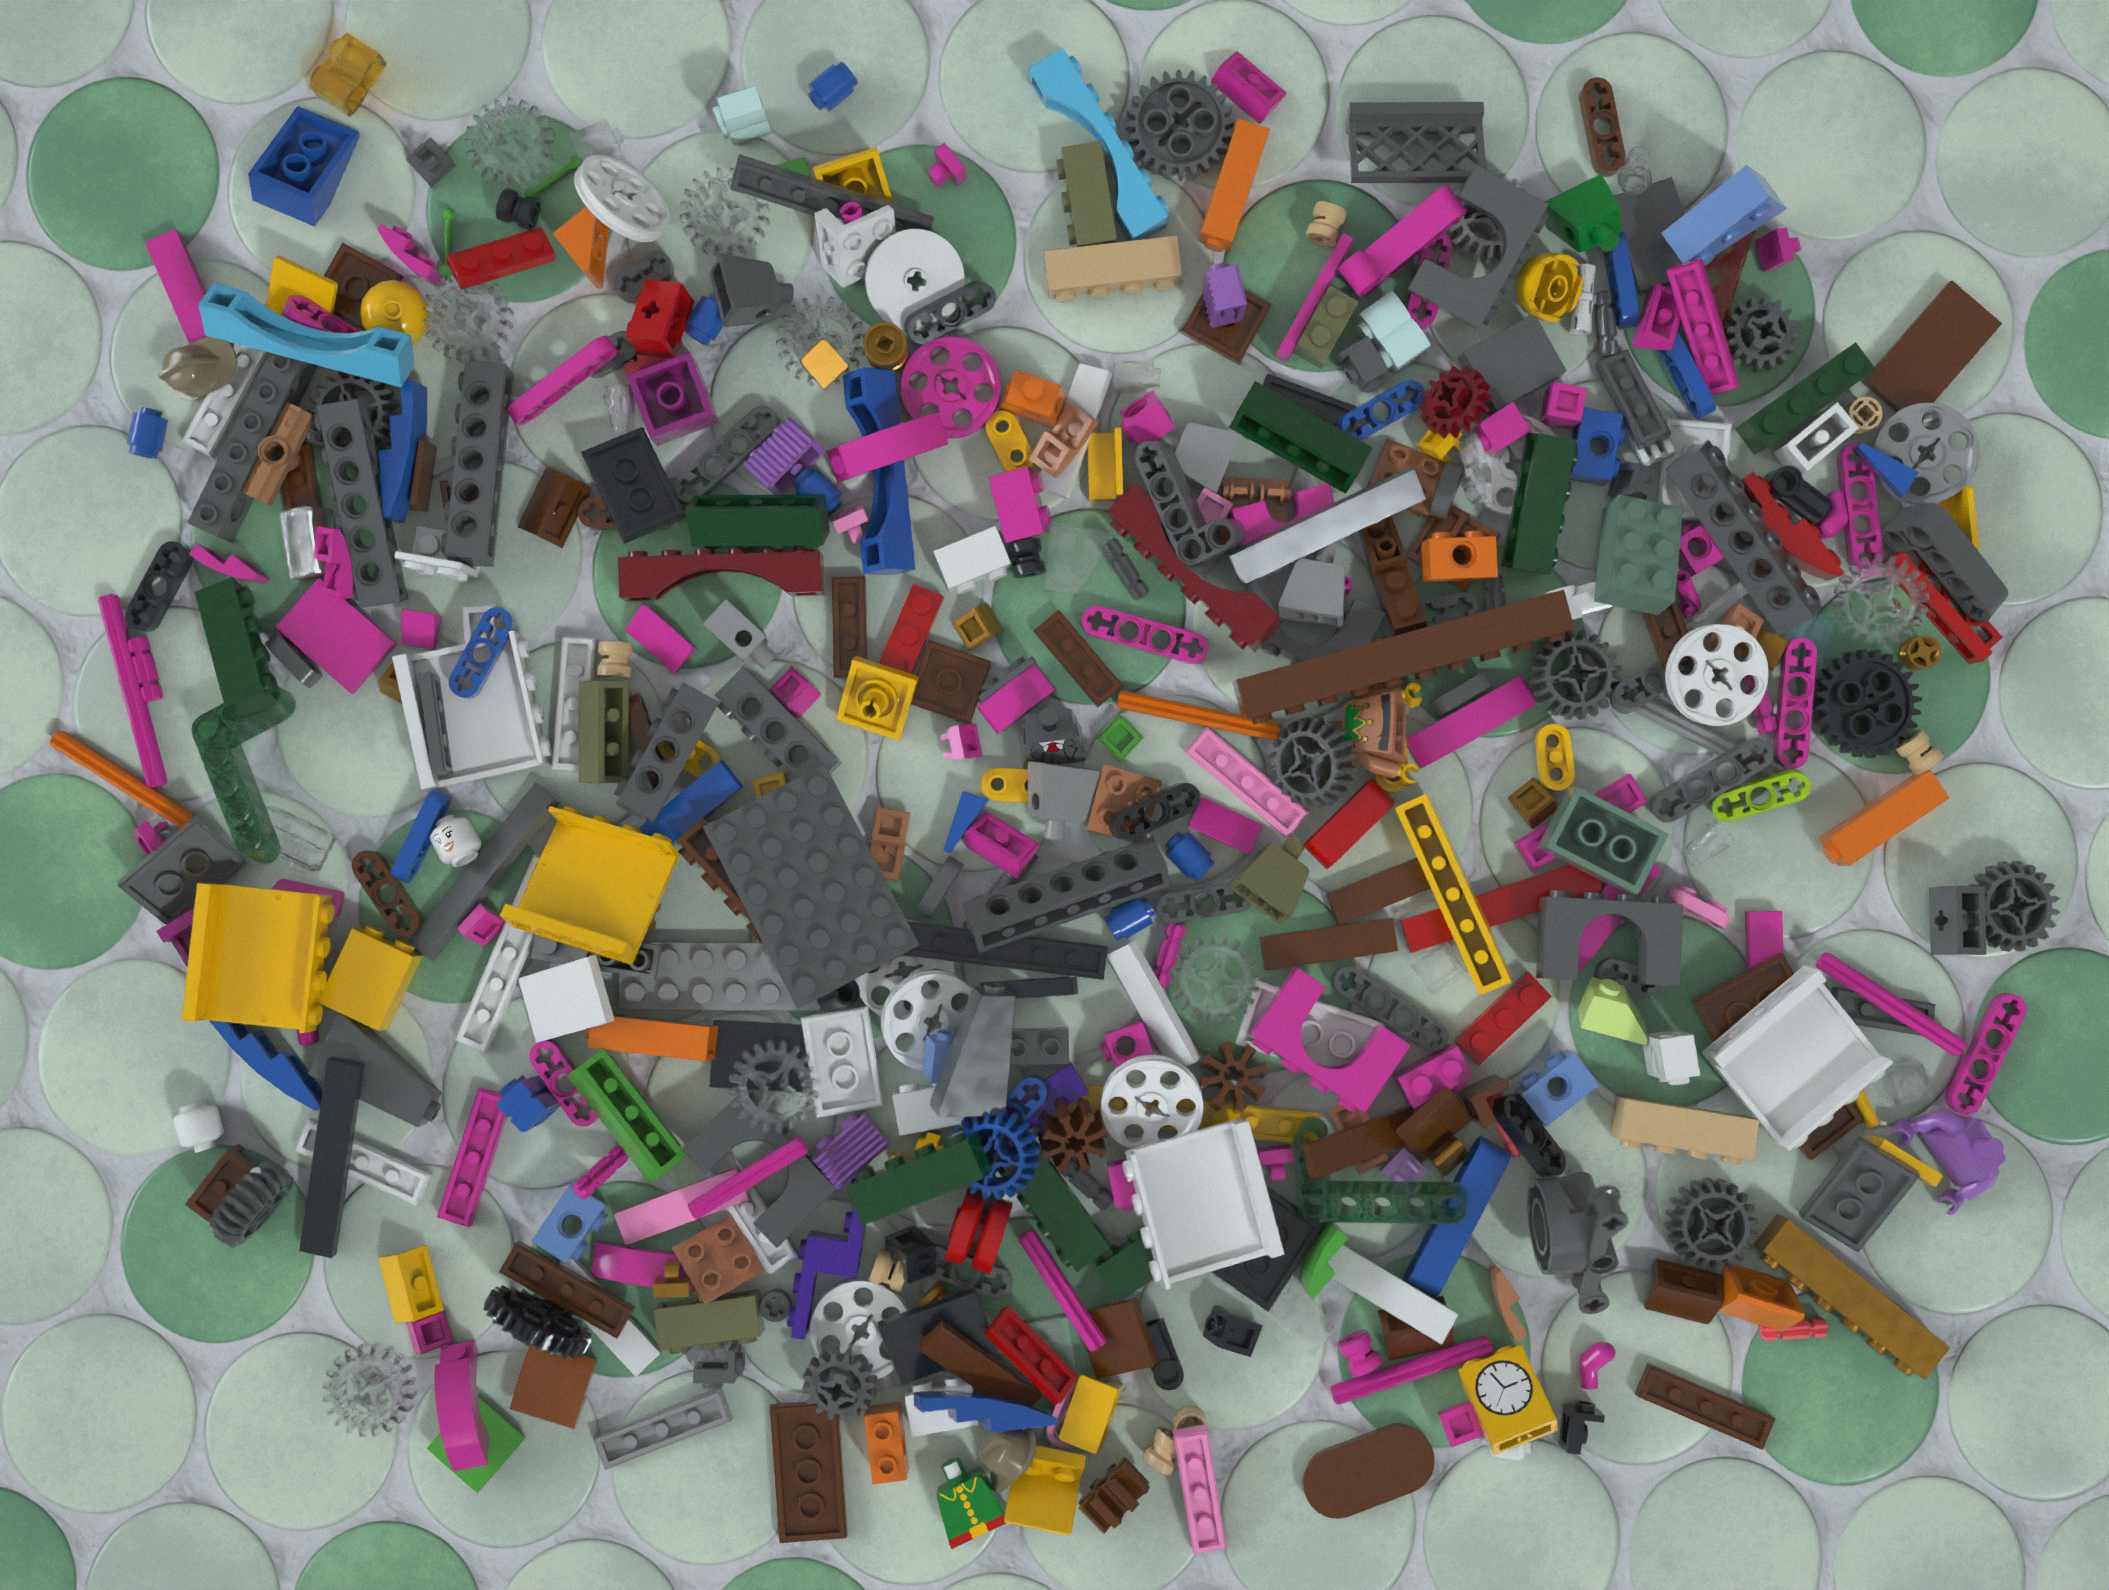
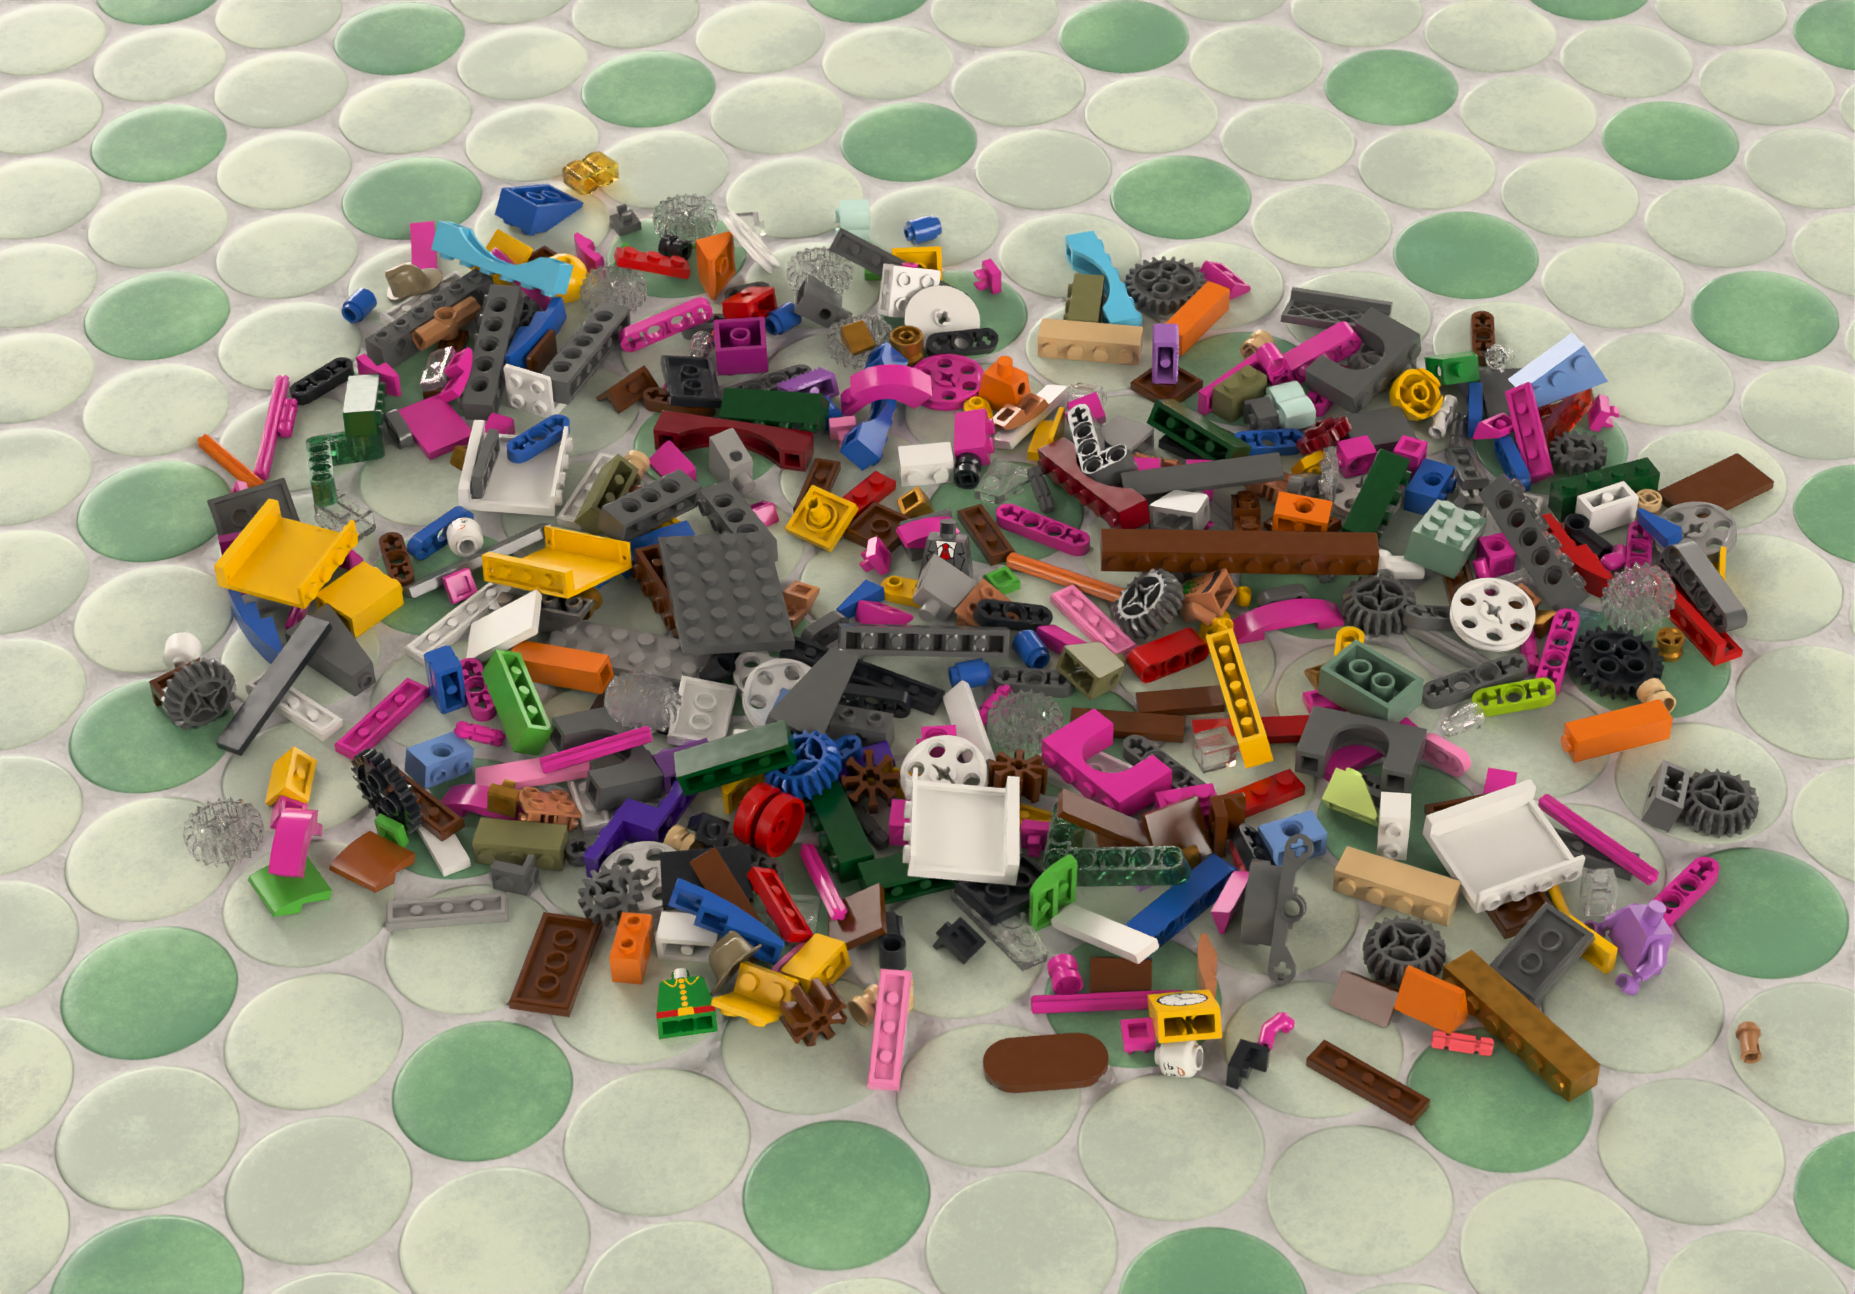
camera: 15 degrees right, 45 degrees down
(1515, 1202) = (1229, 900): none -> slope
(2088, 1251) = (1749, 1036): none -> medium nougat pin

